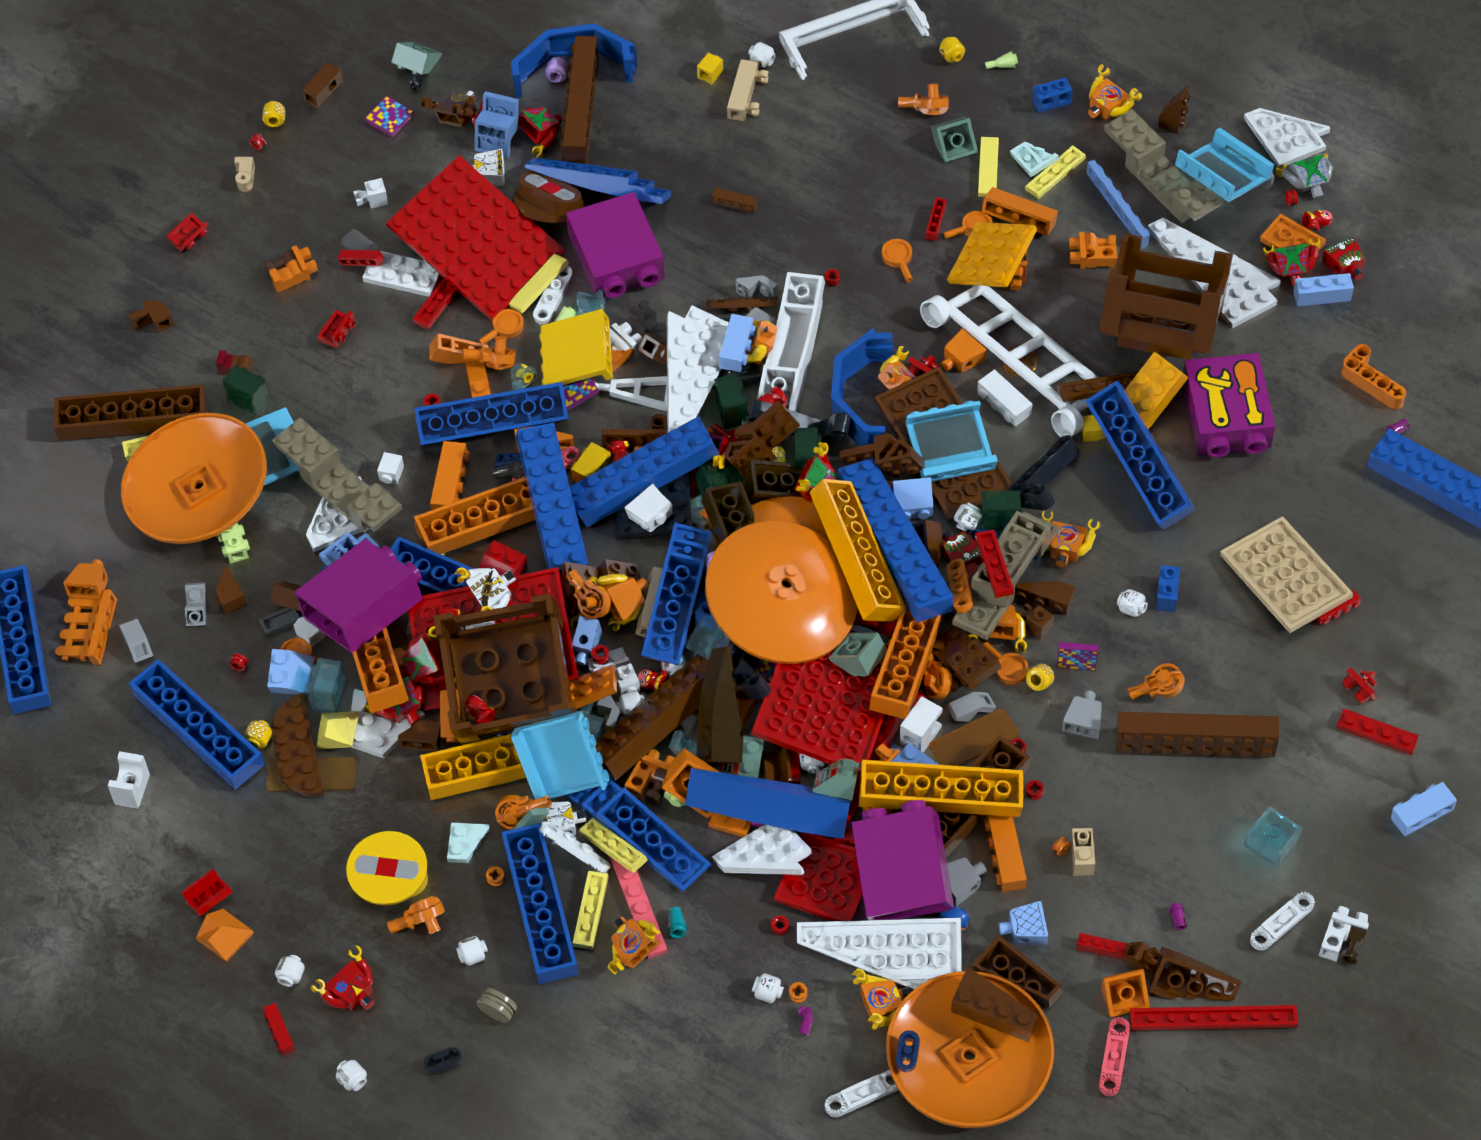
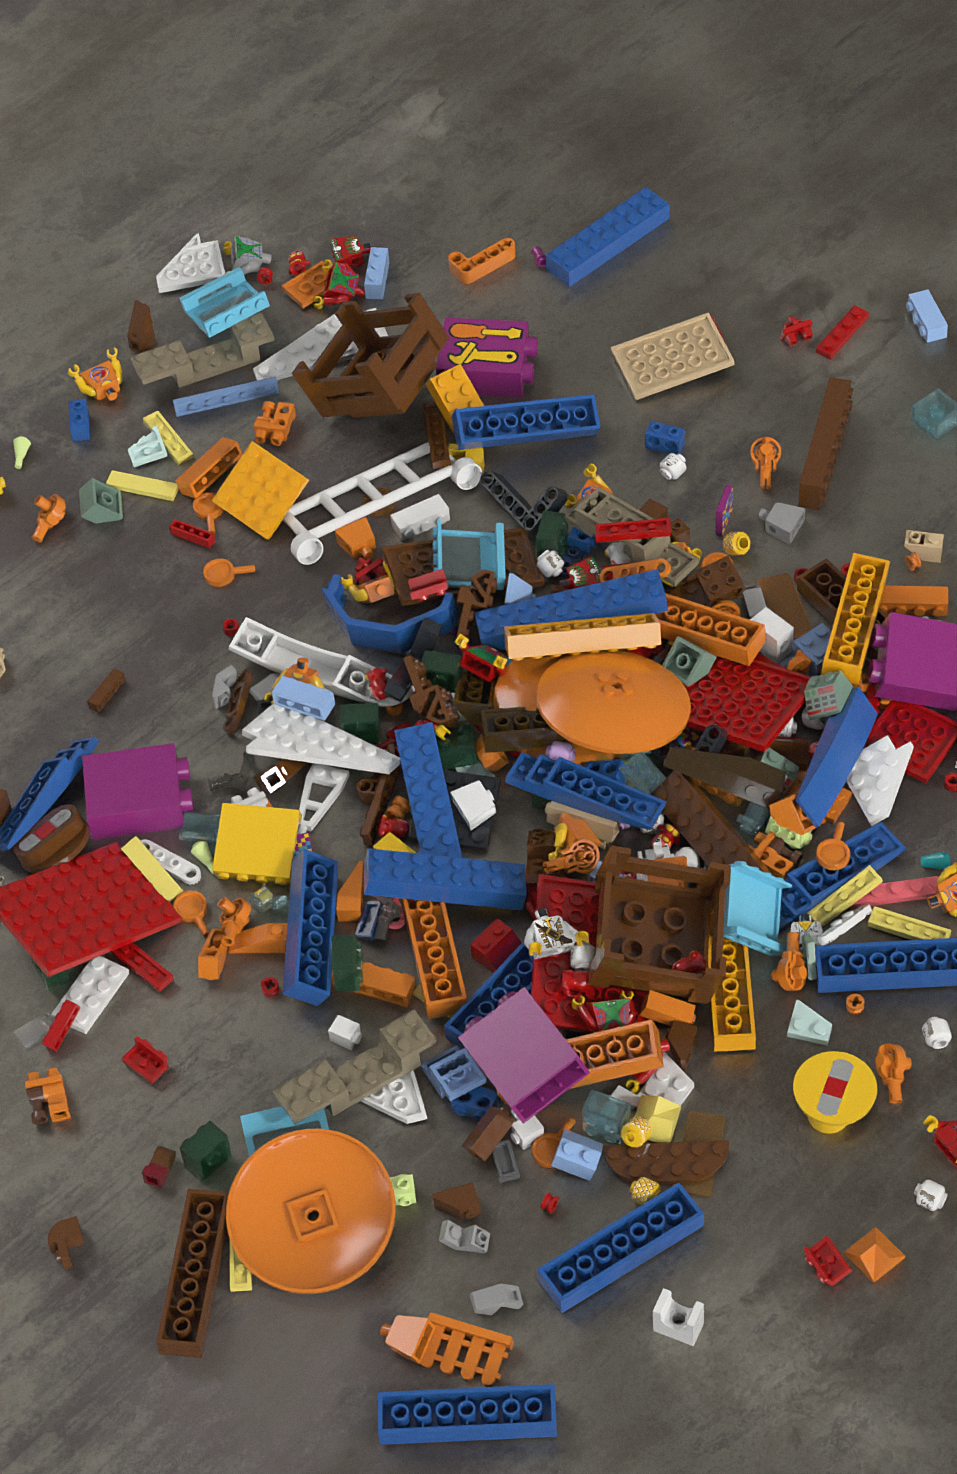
camera: 75 degrees left, 5 degrees down
(312, 711) = (636, 1132): none -> yellow head
(444, 443) = (347, 963): none -> clear green brick
(656, 823) = (833, 853): none -> orange piece
(889, 410) = (428, 584): none -> red bracket

